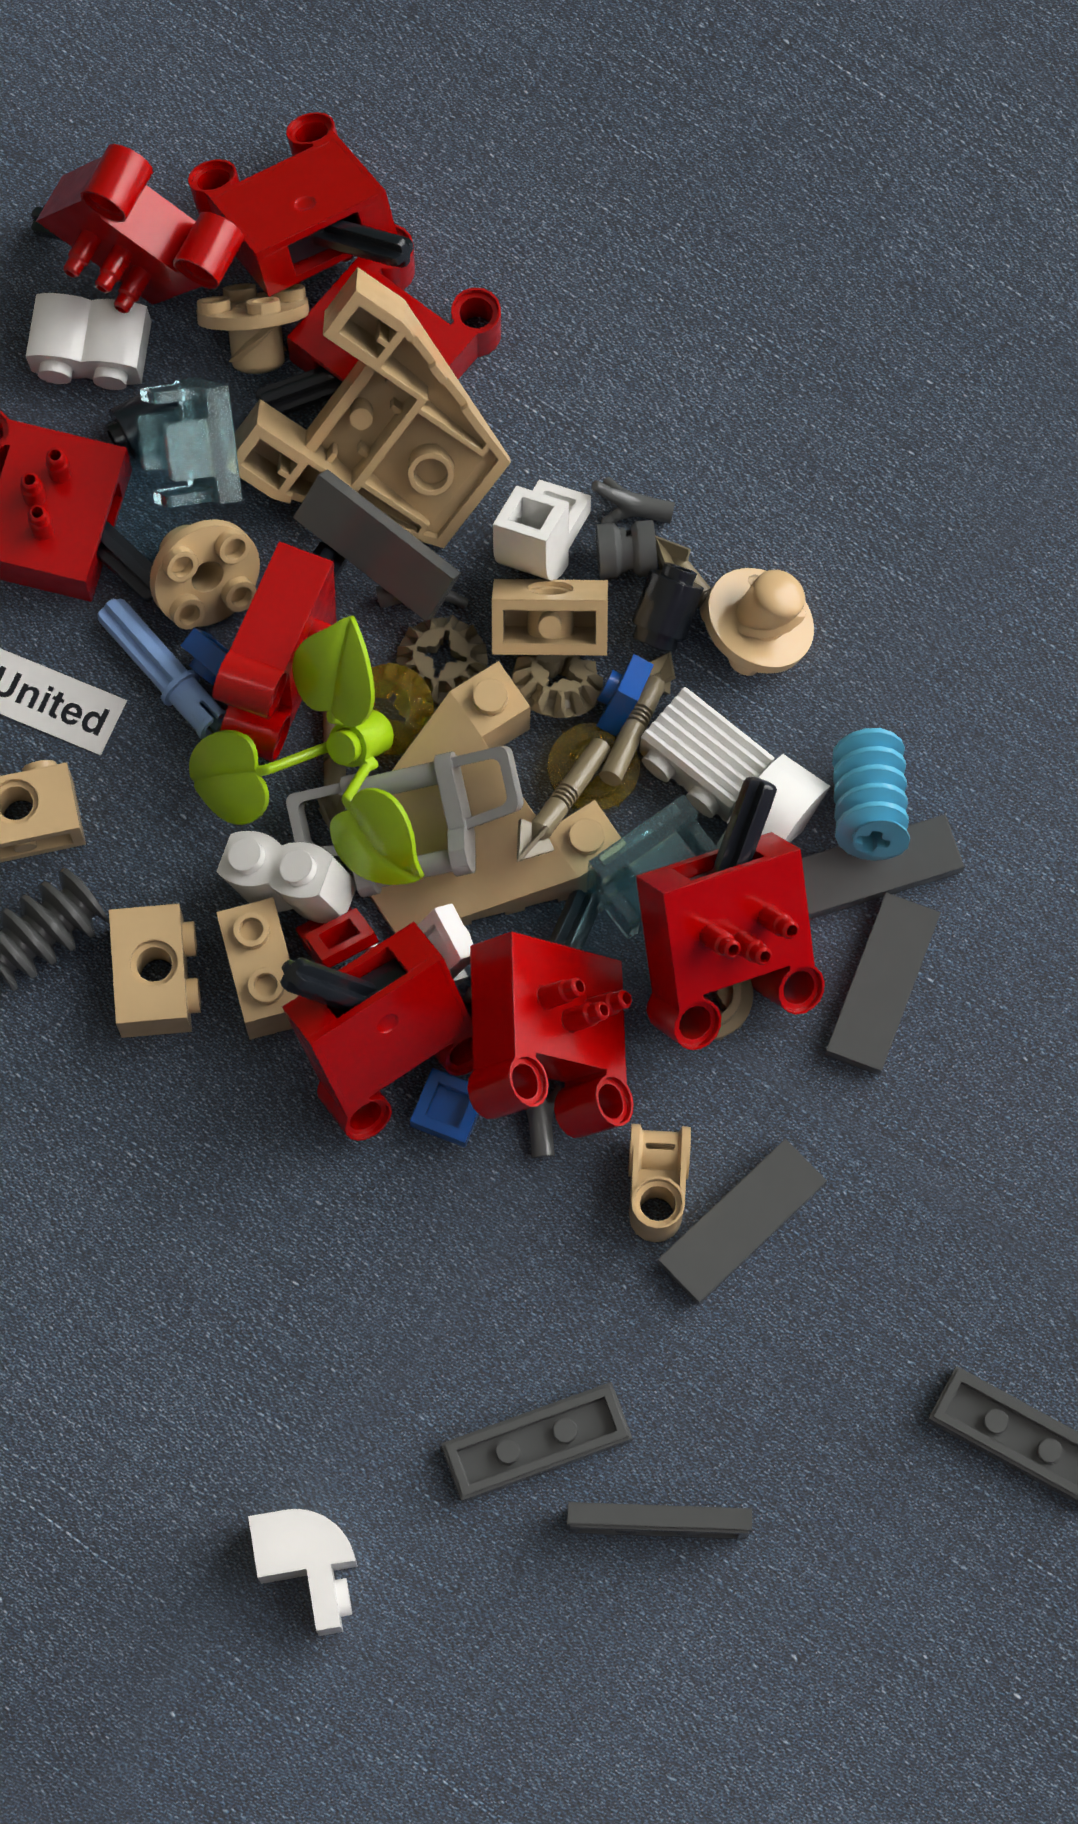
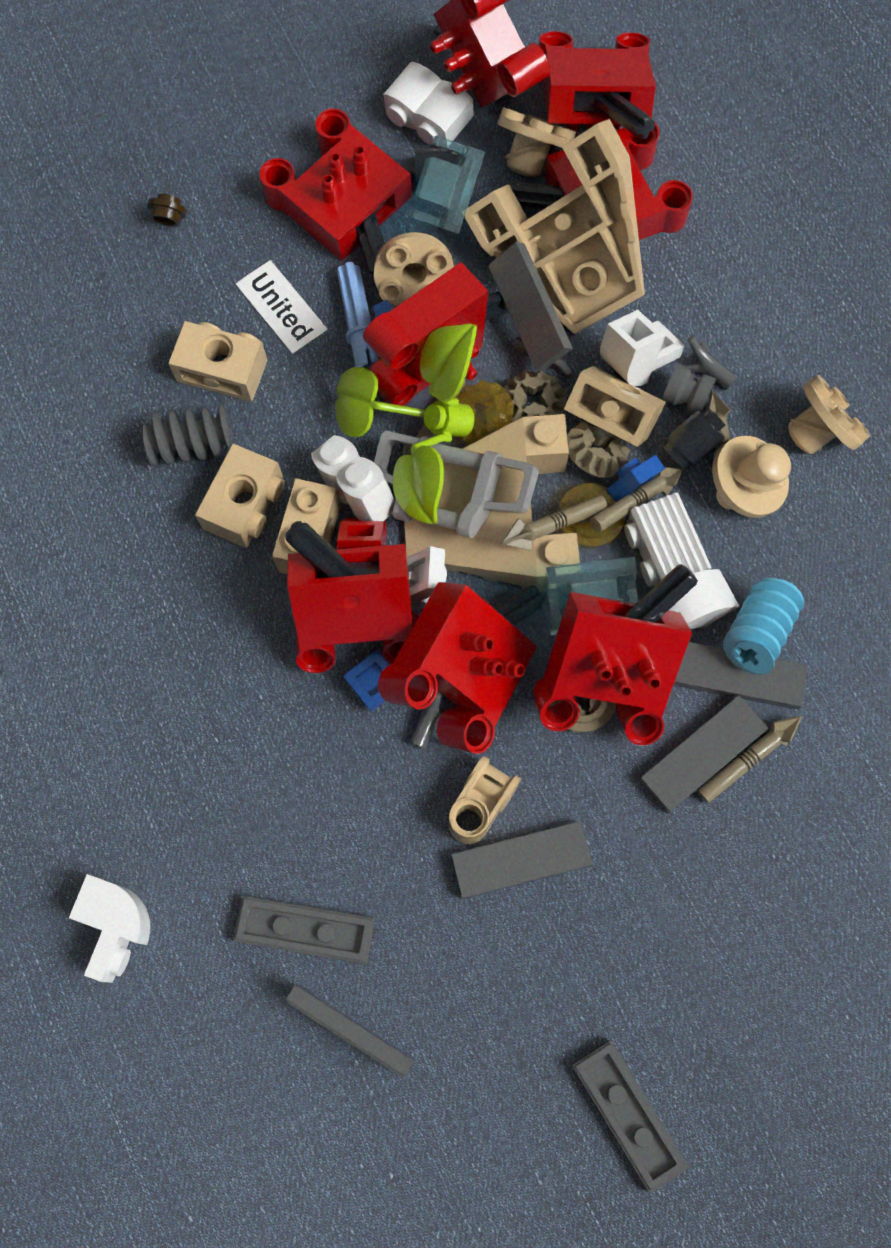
camera: 35 degrees right, 0 degrees up
(810, 503) = (825, 419): none -> tan plate
(956, 912) = (780, 733): none -> dark tan piece

